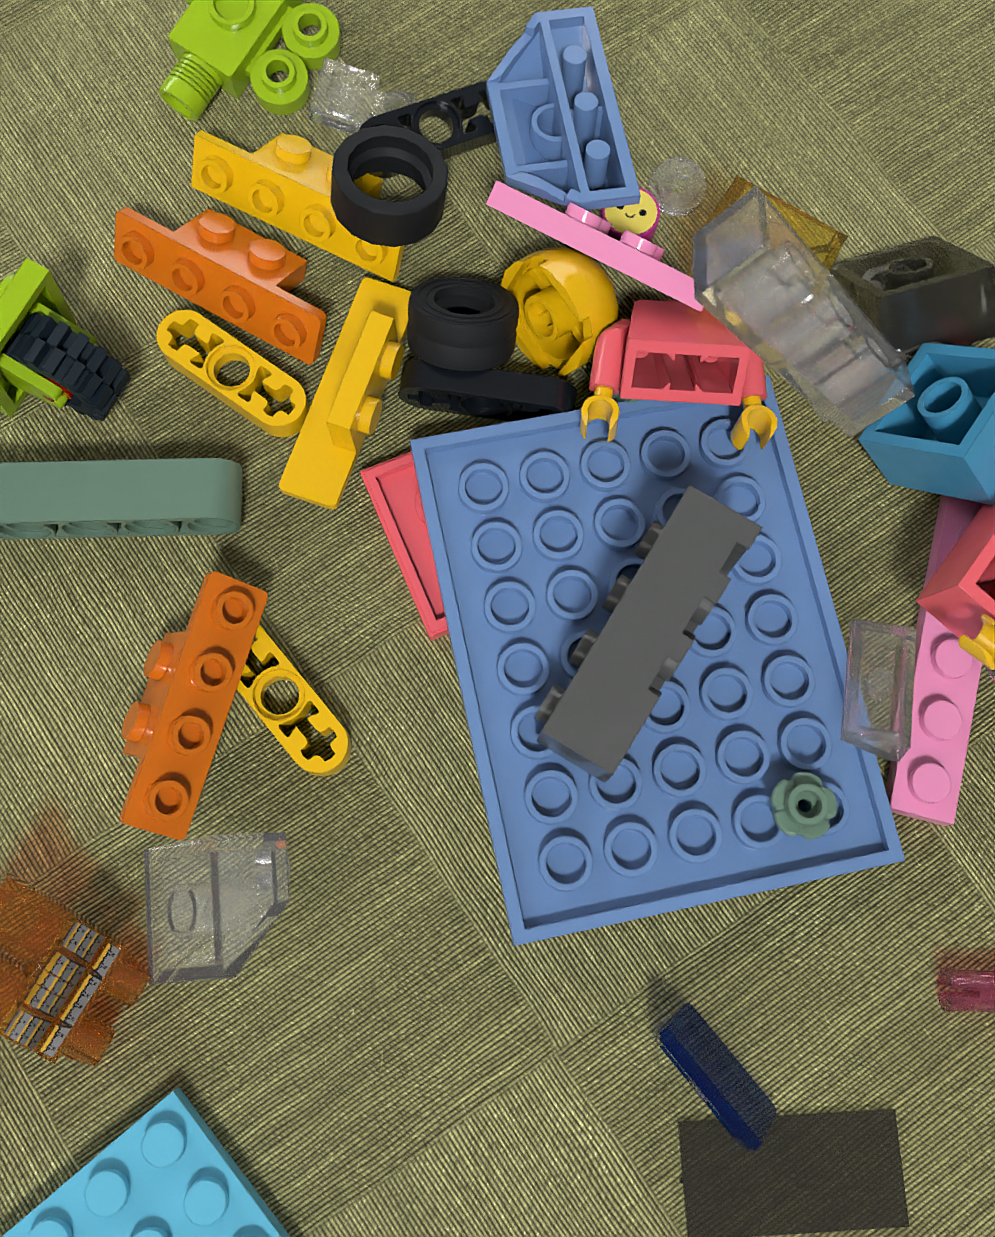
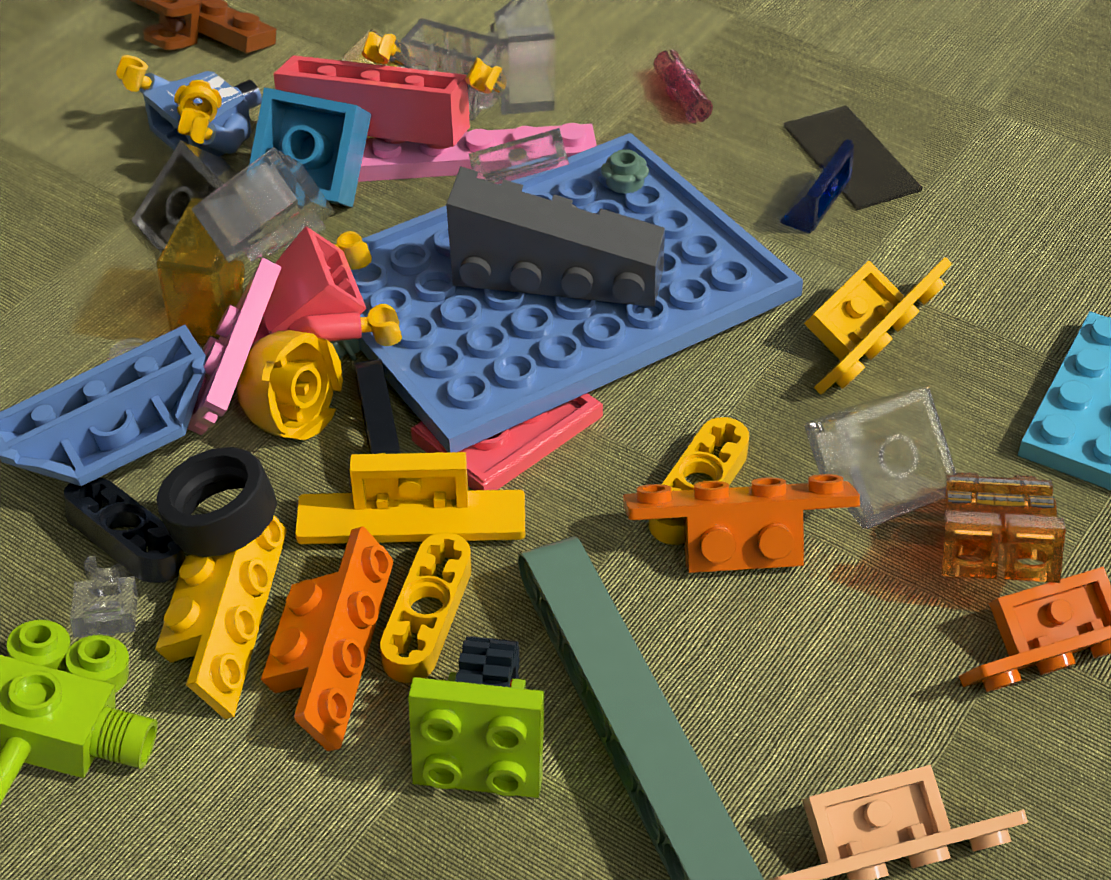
camera: 110 degrees left, 30 degrees down
(442, 1013) = (860, 314): none -> yellow bracket
(462, 323) = (322, 435): black tyre -> none

